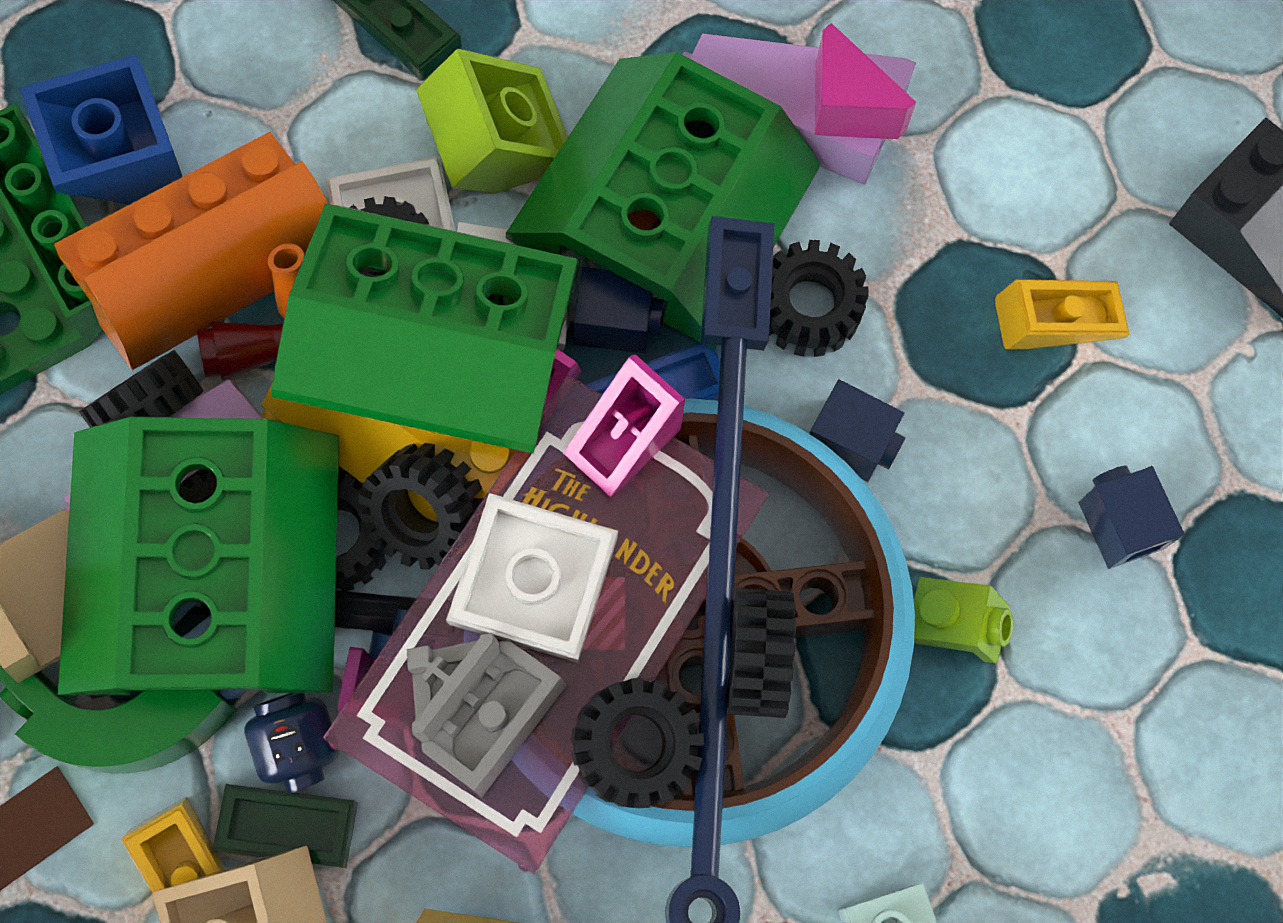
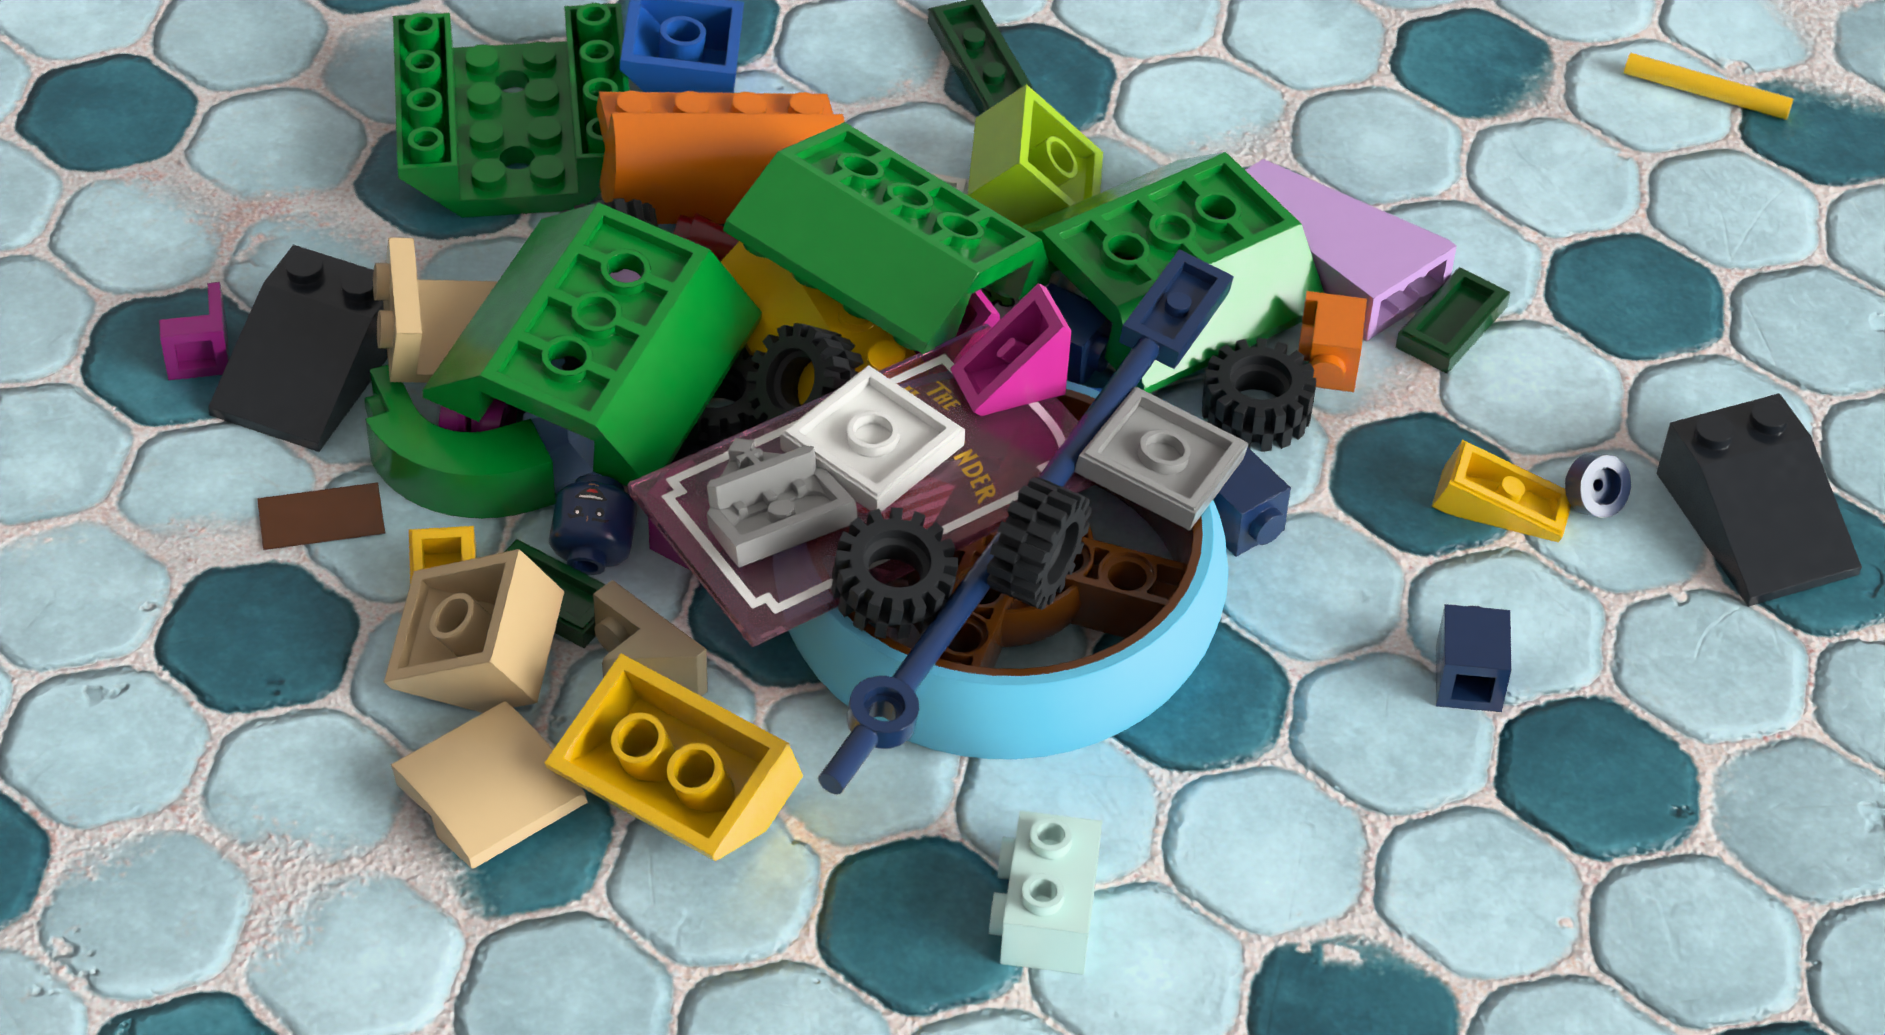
camera: 25 degrees right, 25 degrees down
(425, 870) = (645, 636): none -> dark tan slope
(806, 469) = (1161, 458): none -> light grey tile
(849, 209) = (1333, 338): none -> orange brick
(855, 94) = (1375, 237): dark pink slope -> none
(932, 138) = (1452, 320): none -> dark green tile
(962, 617) = (1265, 669): lime bracket -> none
(1140, 272) = (1598, 485): none -> dark blue tile

